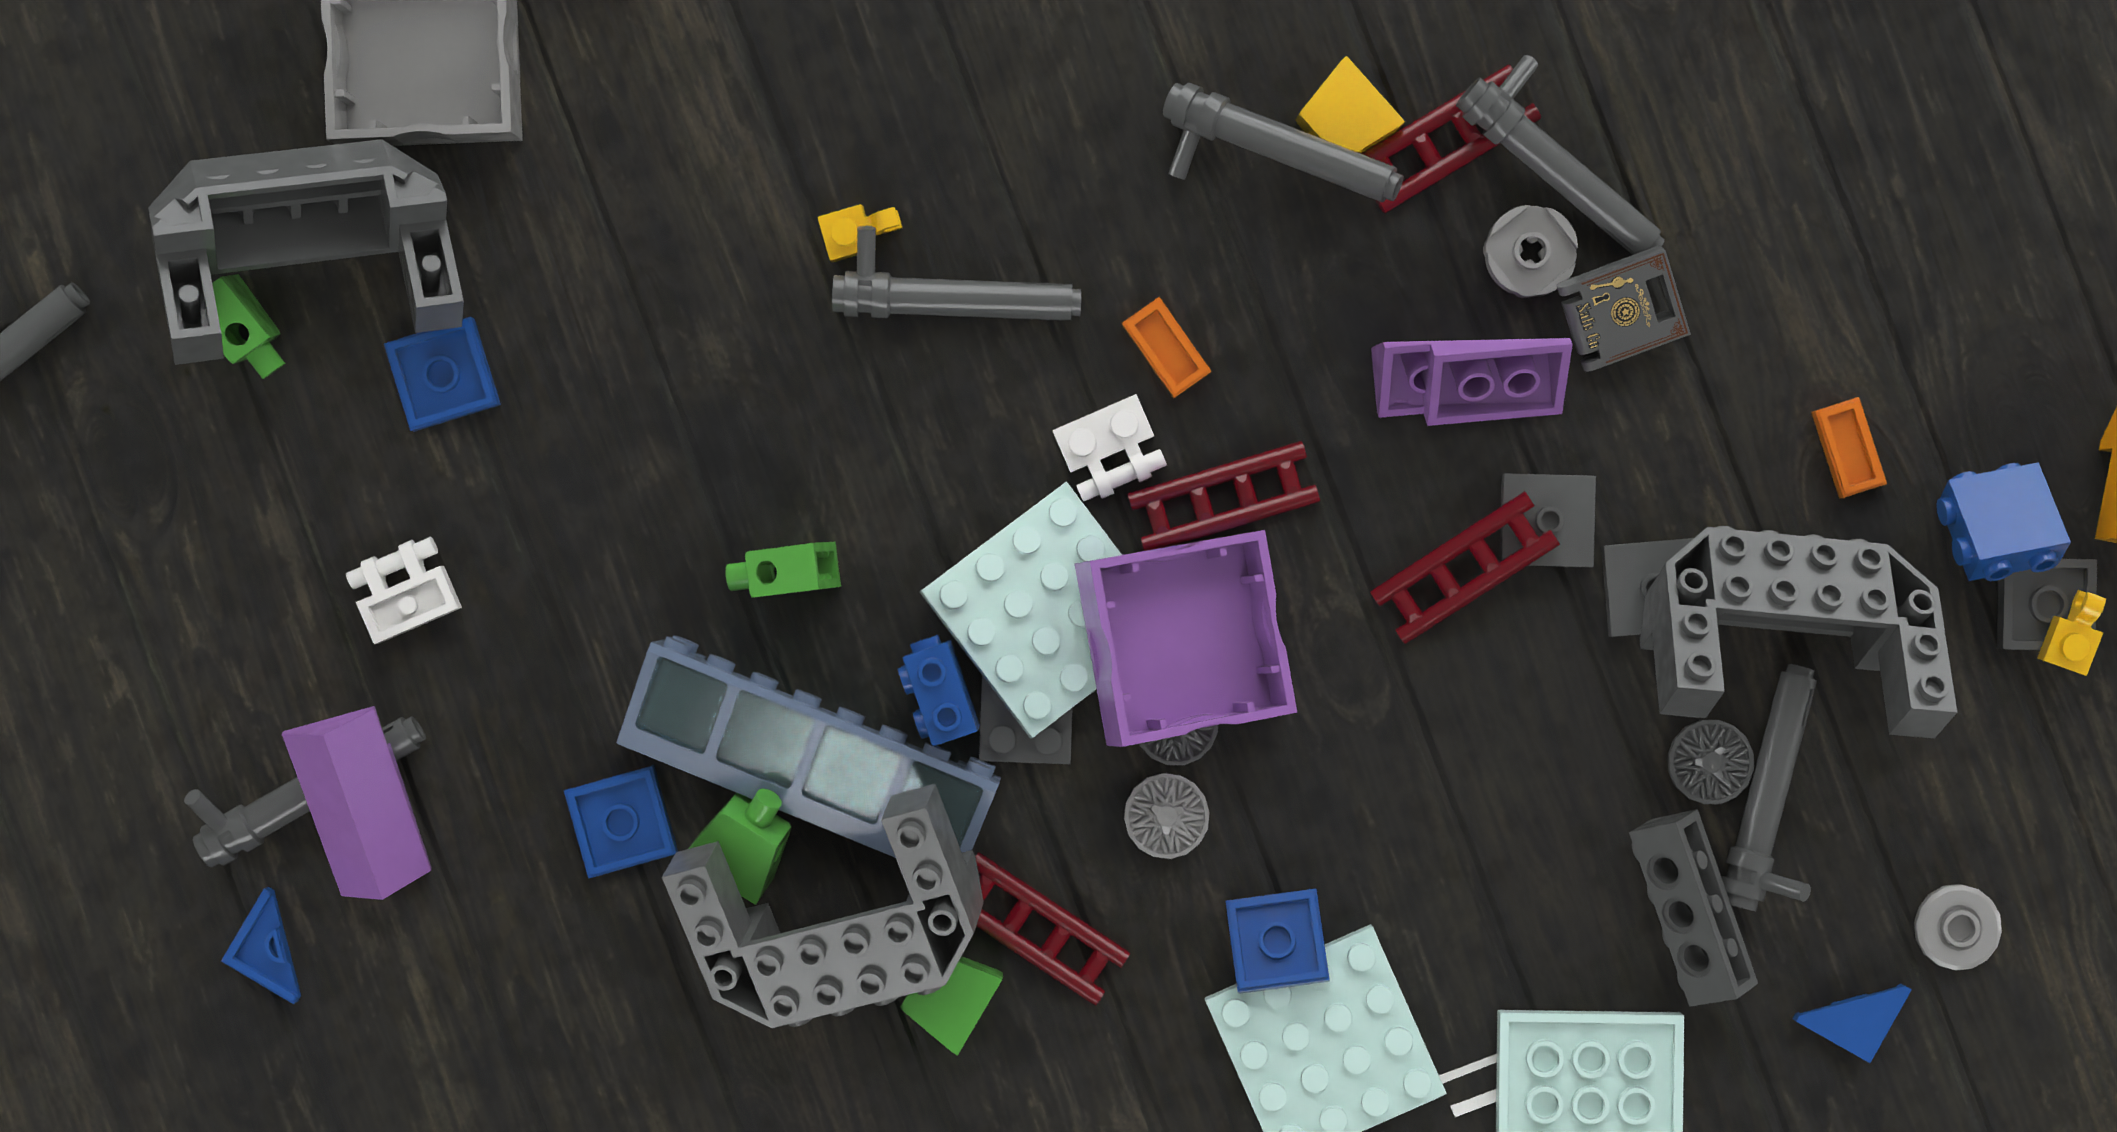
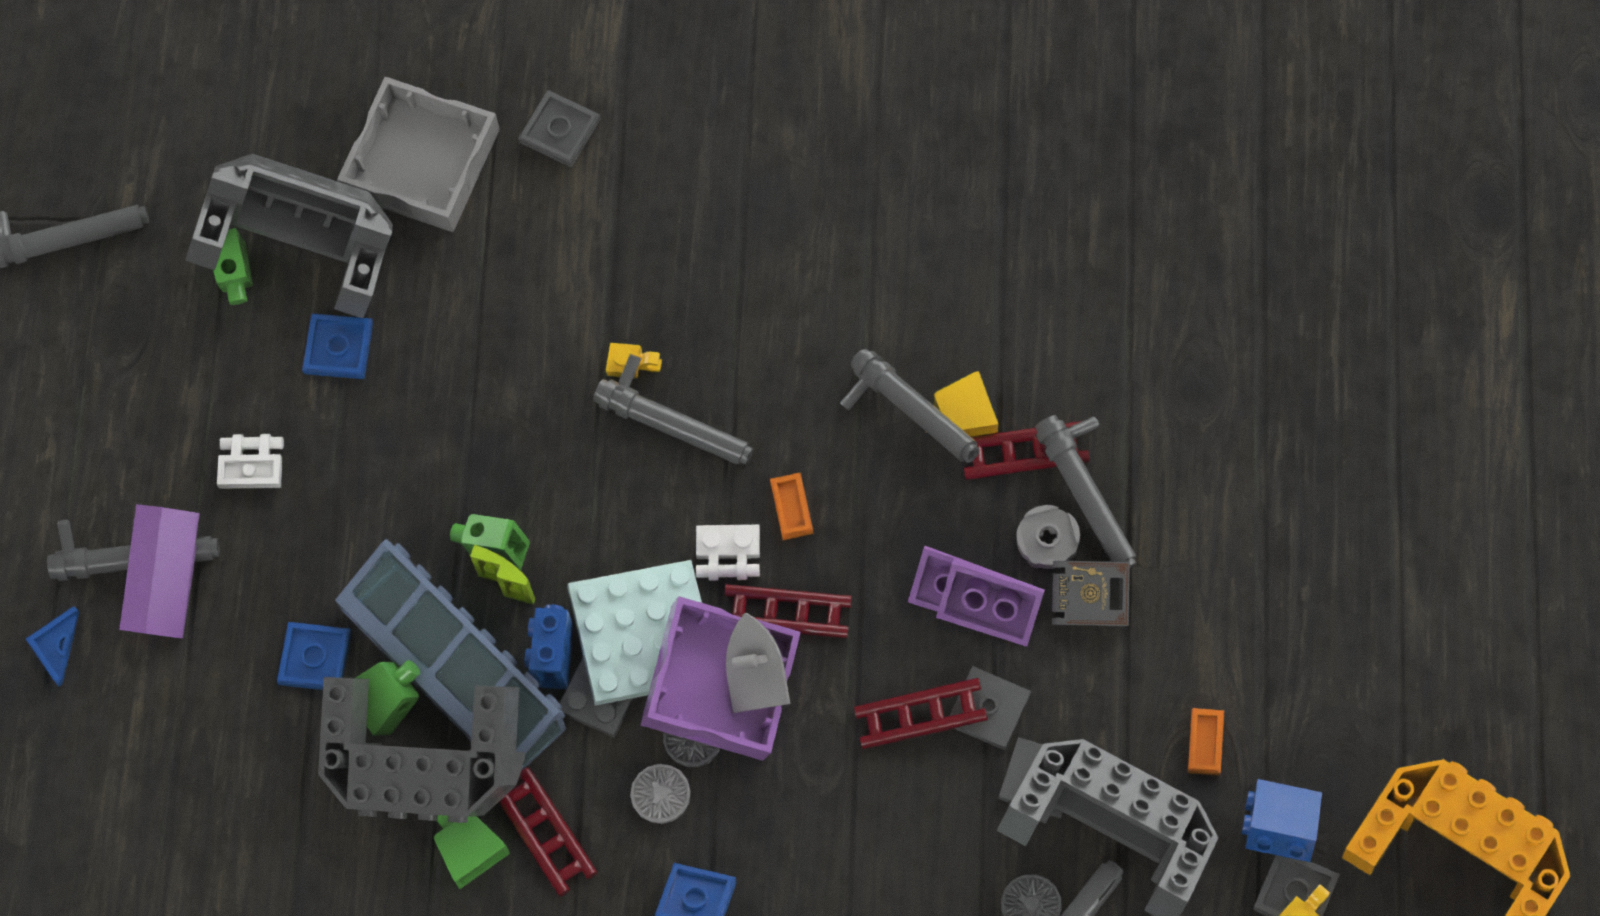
camera: 20 degrees right, 20 degrees down
(838, 616) = (496, 568): none -> lime slope
(1229, 608) = (755, 668): none -> light grey shield

